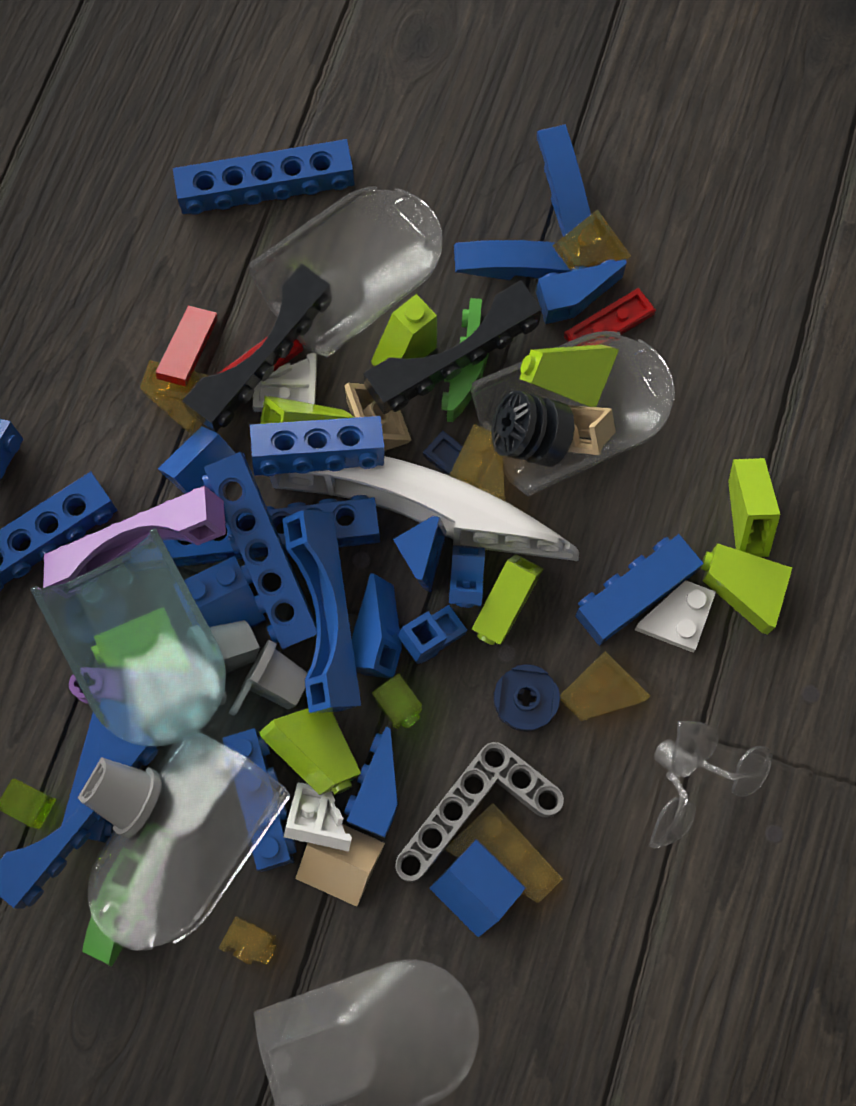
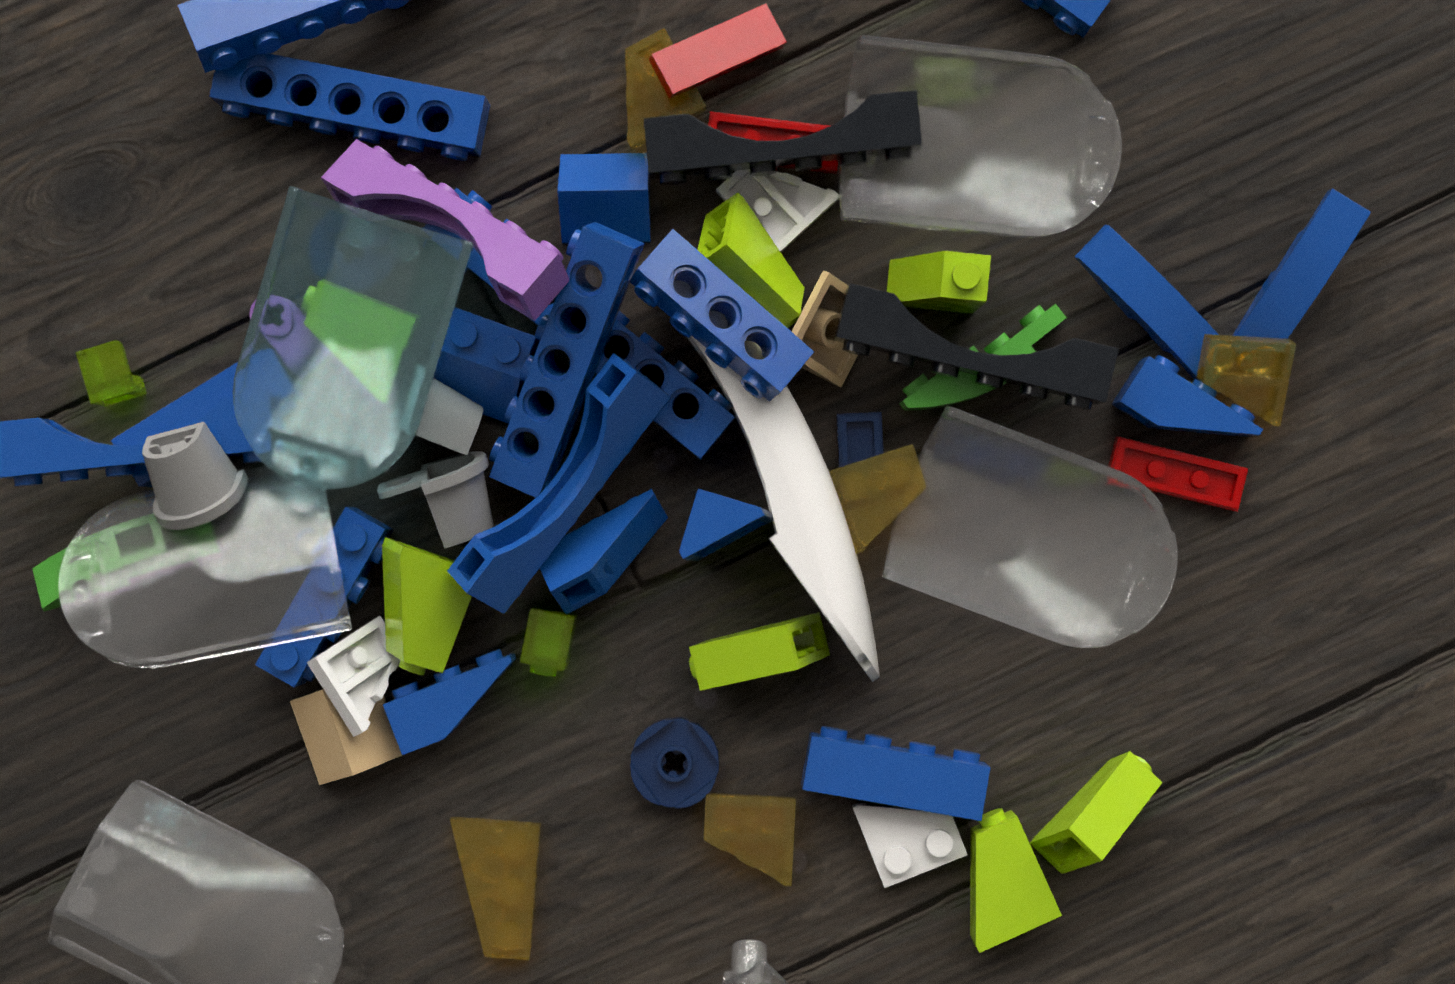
camera: 45 degrees right, 15 degrees up
(249, 942) = (190, 716): clear yellow brick -> none
(431, 633) = (648, 610): blue brick -> none
(467, 576) = (741, 590): blue brick -> none
(468, 802) = (516, 804): light grey beam -> none
(478, 888) = (443, 888): blue slope -> none
(532, 428) = (957, 517): black wheel -> none
(570, 371) = (1063, 496): lime slope -> none
(594, 424) = (1016, 547): tan window -> none

